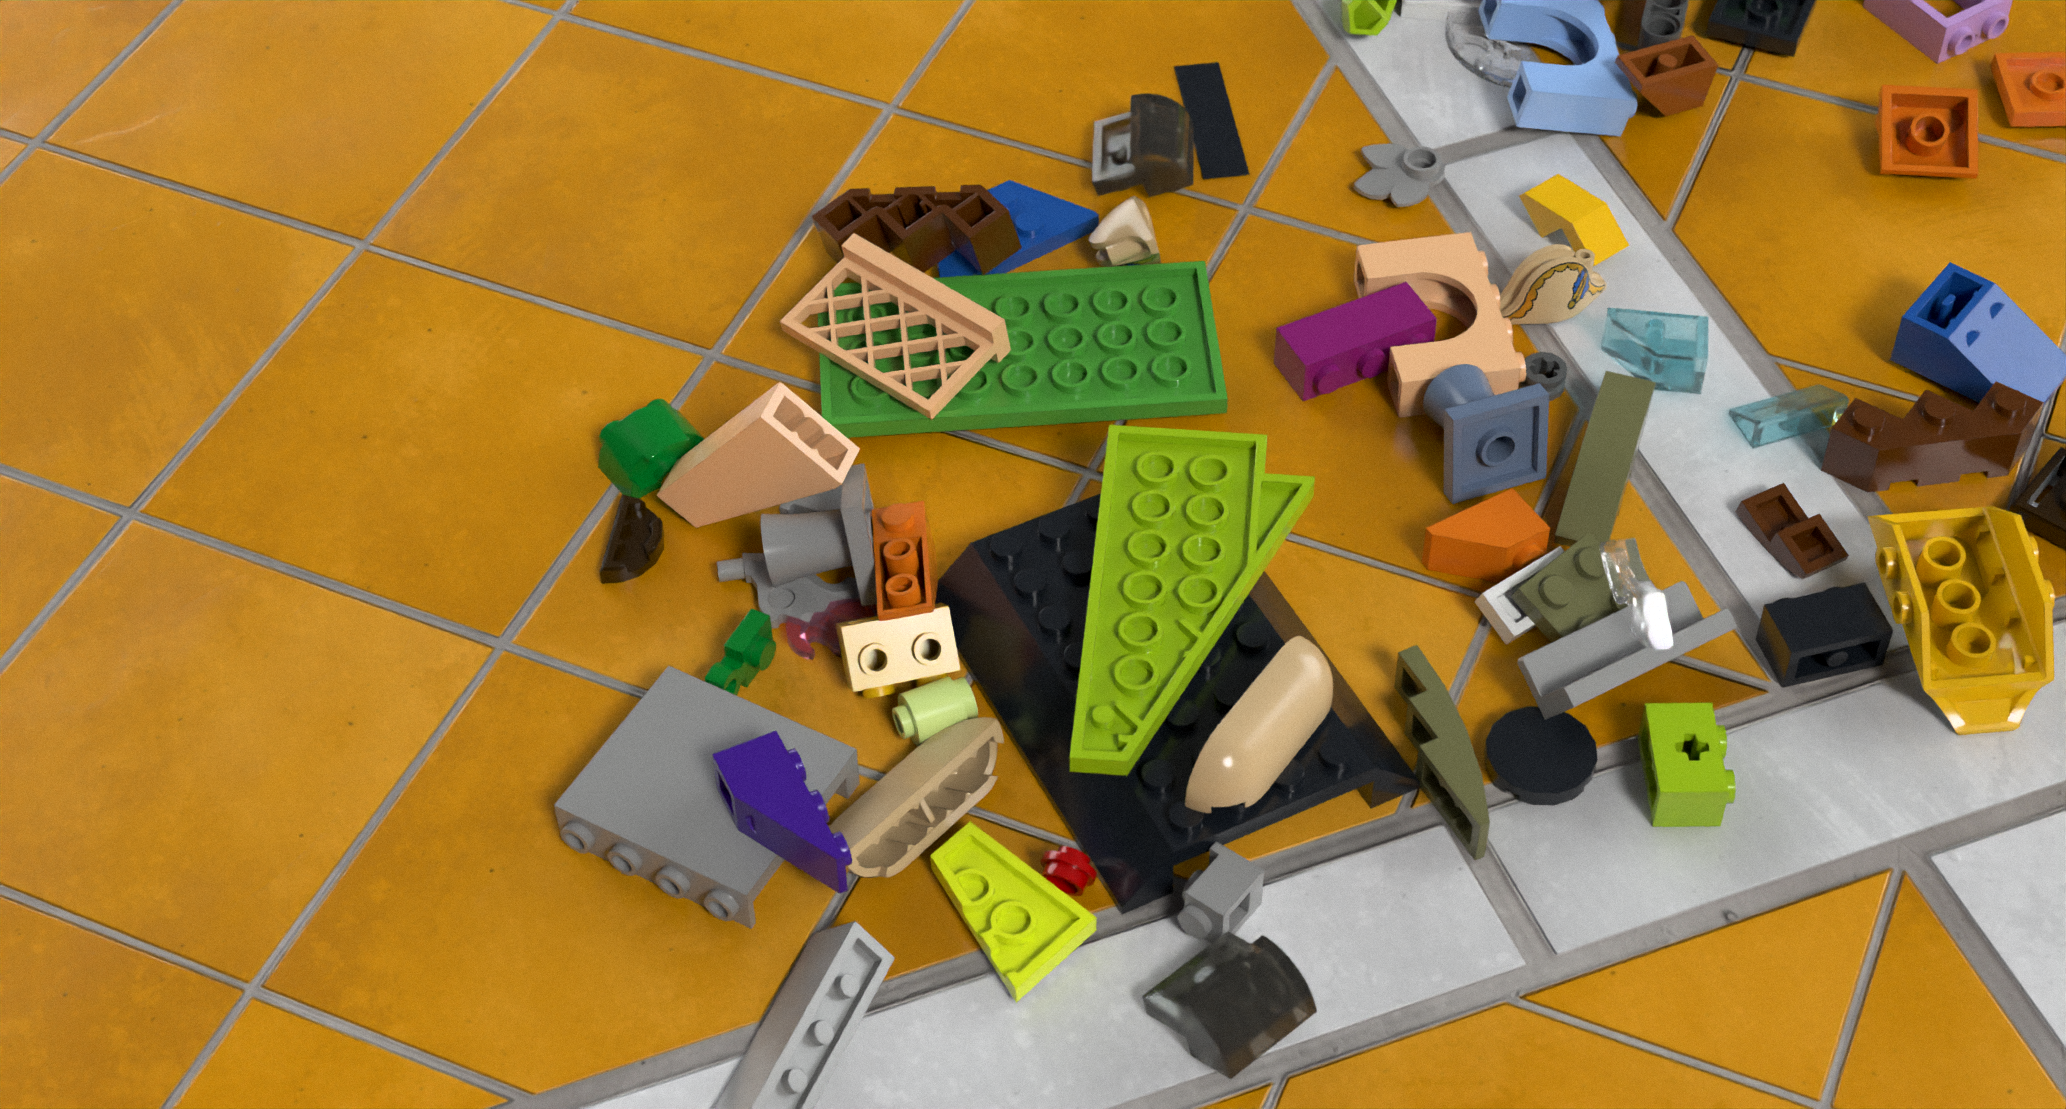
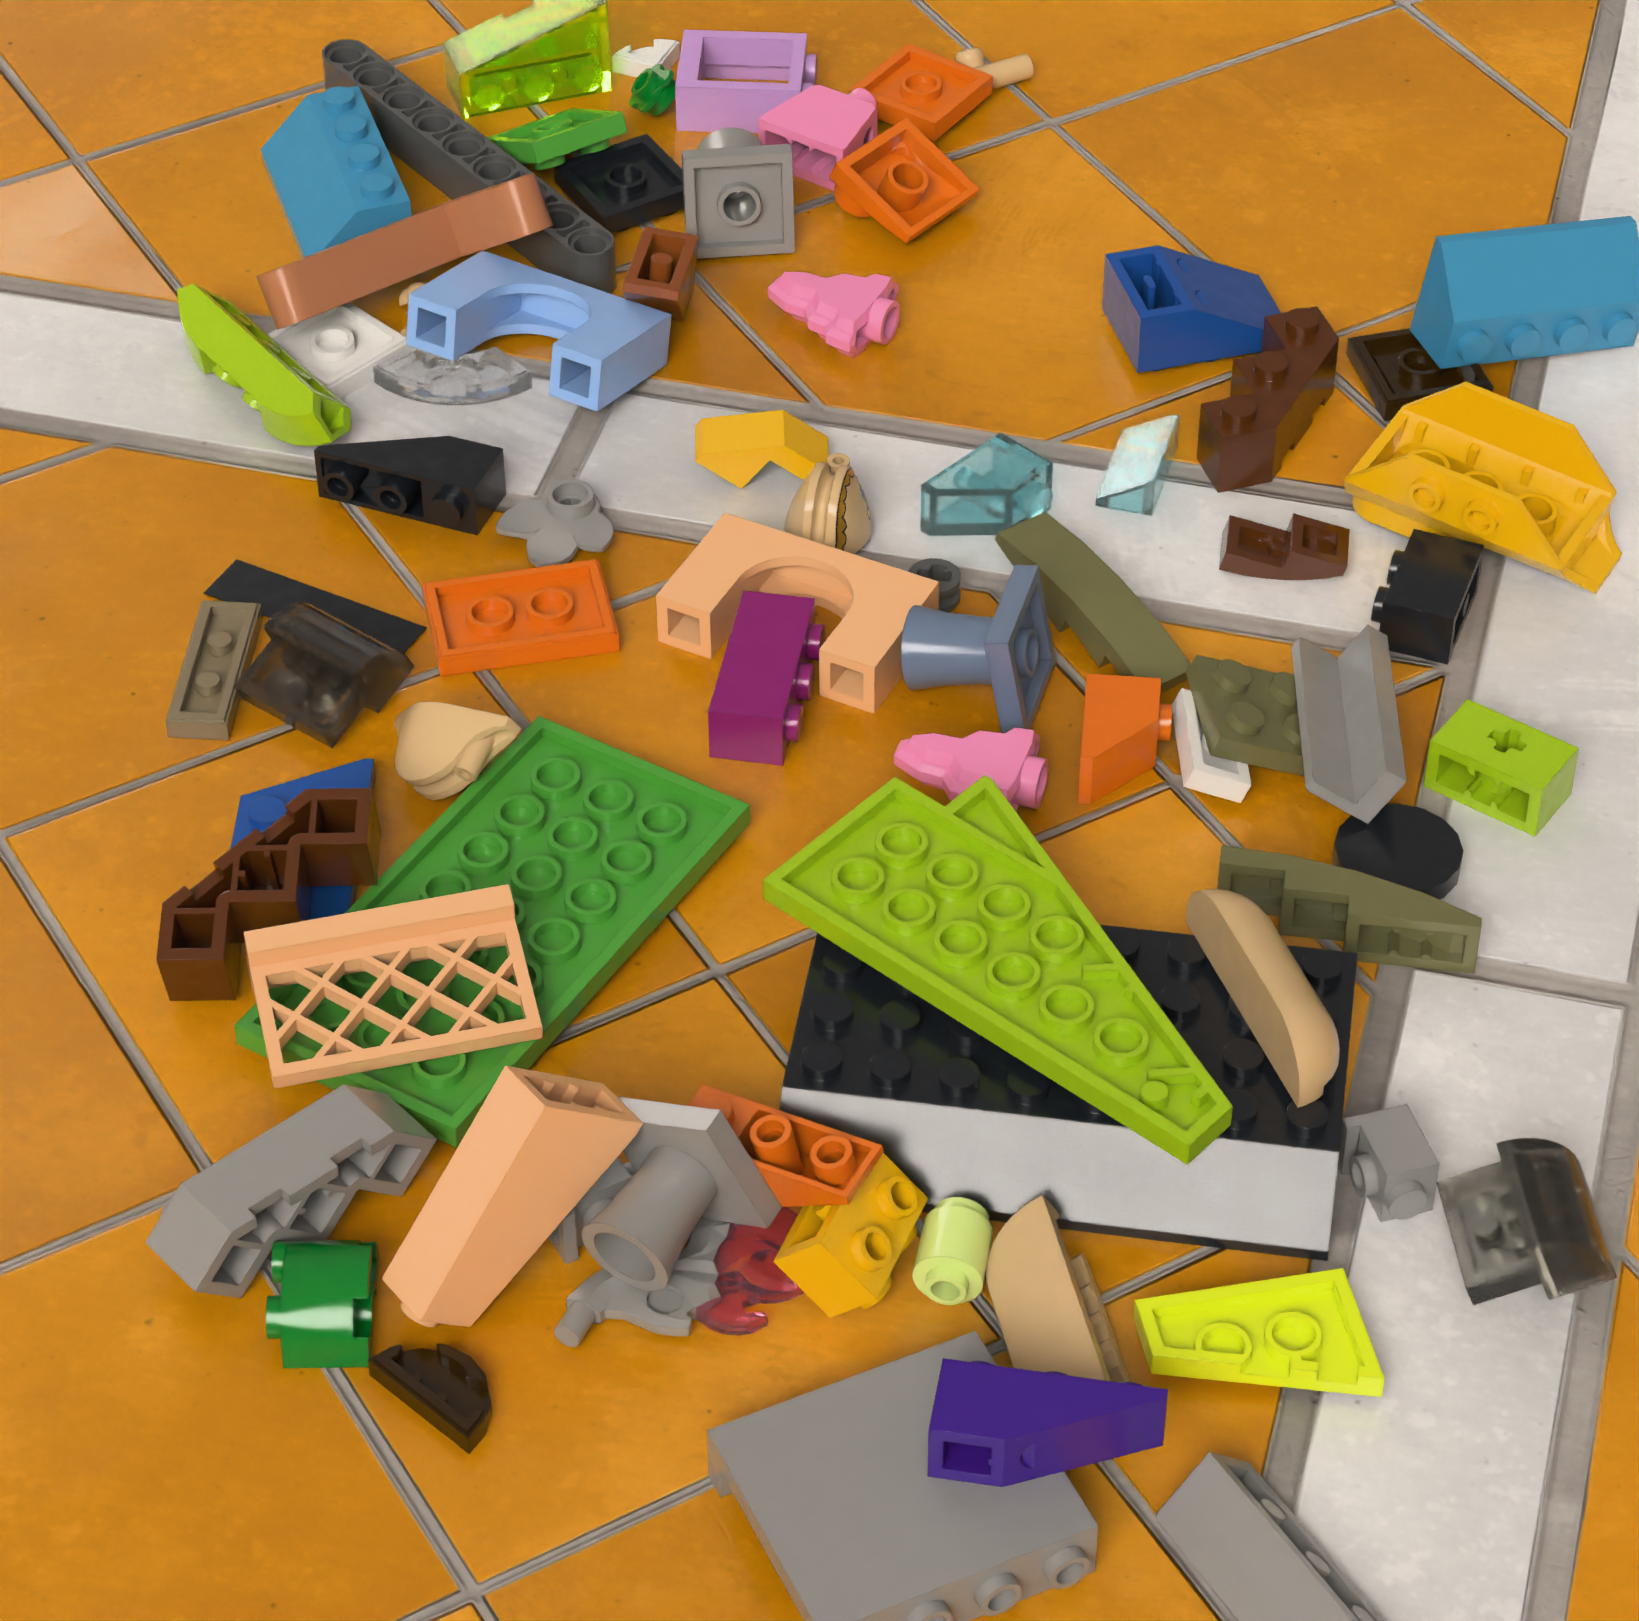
camera: 55 degrees left, 5 degrees down
(699, 374) = (287, 1187): none -> light grey brick
(746, 653) = (725, 1364): green plate -> none
(1068, 870) = (1258, 1258): red plate -> none
(1074, 121) = (214, 662): none -> dark tan tile
(1299, 207) = (520, 617): none -> orange tile
(1366, 91) = (420, 479): none -> black slope
(1386, 497) = (958, 763): none -> bright pink rock
(1633, 586) = (1292, 655): clear tile -> none
(1766, 181) = (842, 308): none -> bright pink rock
(1795, 62) = (739, 195): none -> light grey plant
(1935, 59) = (821, 129): none -> bright pink torso

